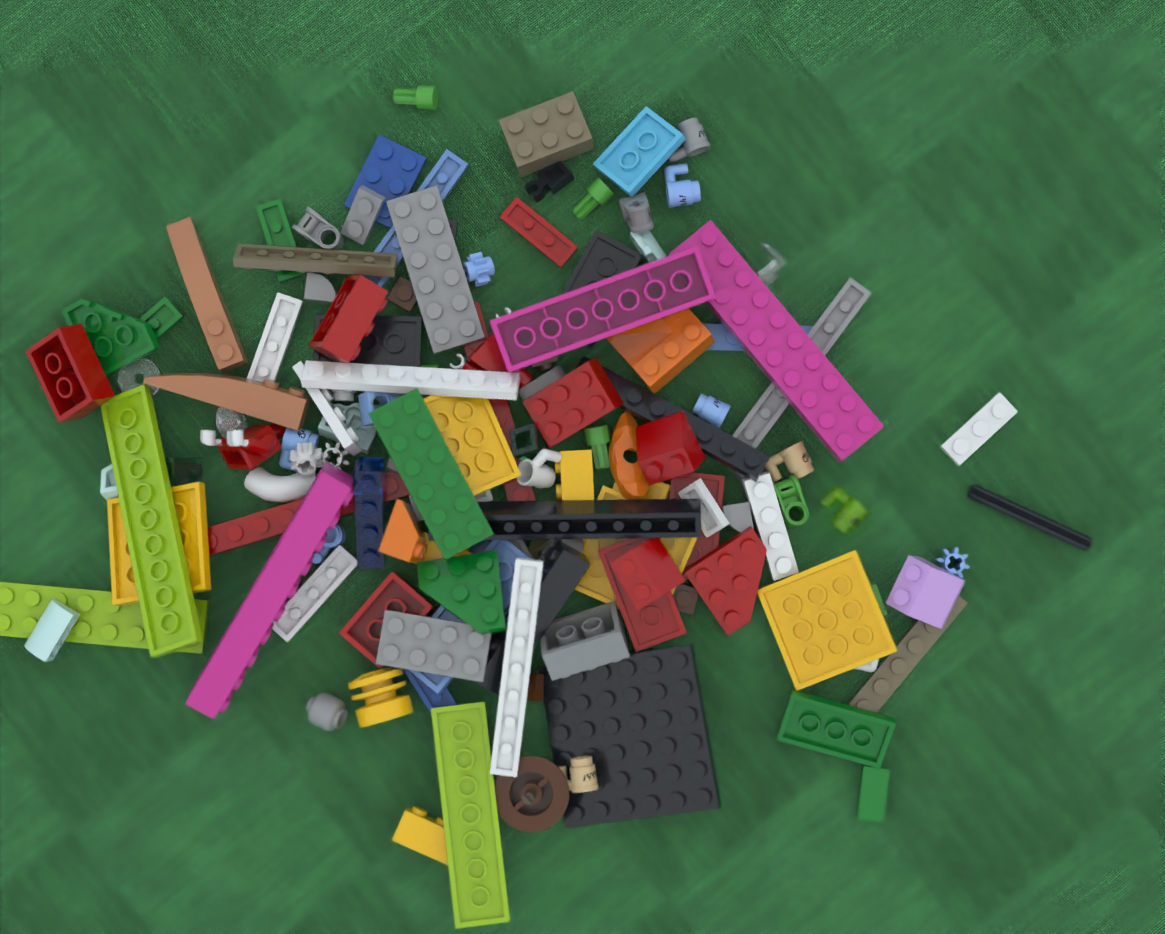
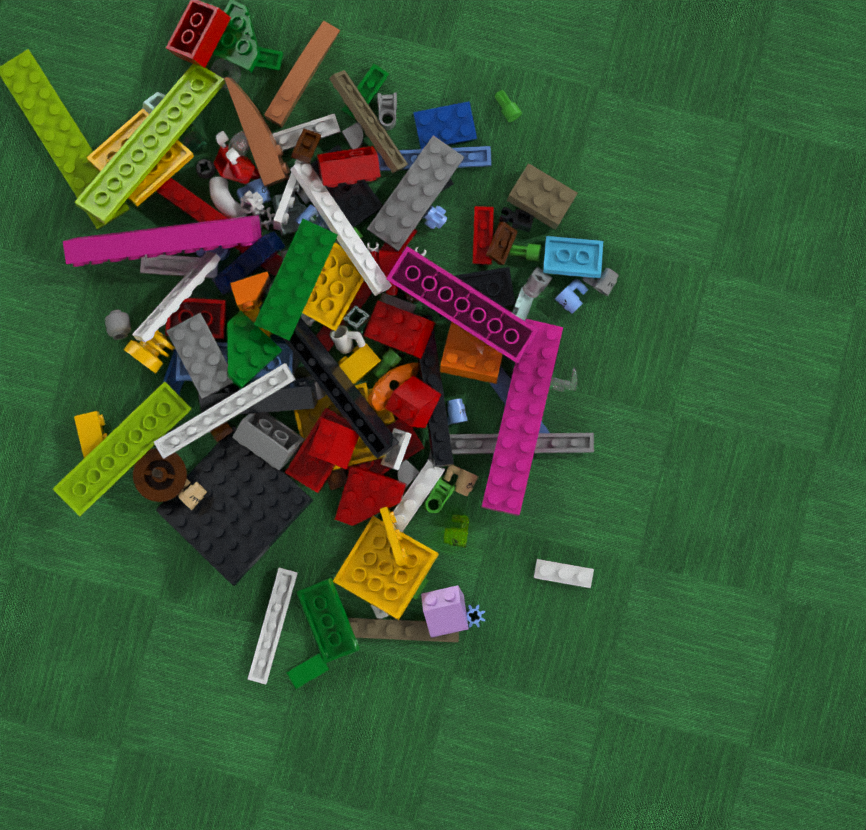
camera: 50 degrees right, 0 degrees up
(51, 630) = (45, 134): light aqua brick -> none
(235, 485) = (206, 174): none -> dark grey bush
(289, 349) = (306, 146): none -> reddish brown plate
(346, 623) = (173, 300): none -> white plate
(363, 215) = (415, 128): light grey plate -> none
(403, 294) = (388, 185): reddish brown plate -> none
(564, 218) = (501, 243): none -> reddish brown plate
(794, 795) = (272, 626): none -> white plate
(800, 583) = (394, 536): none -> yellow plate
(1029, 517) = (534, 641): black axle -> none

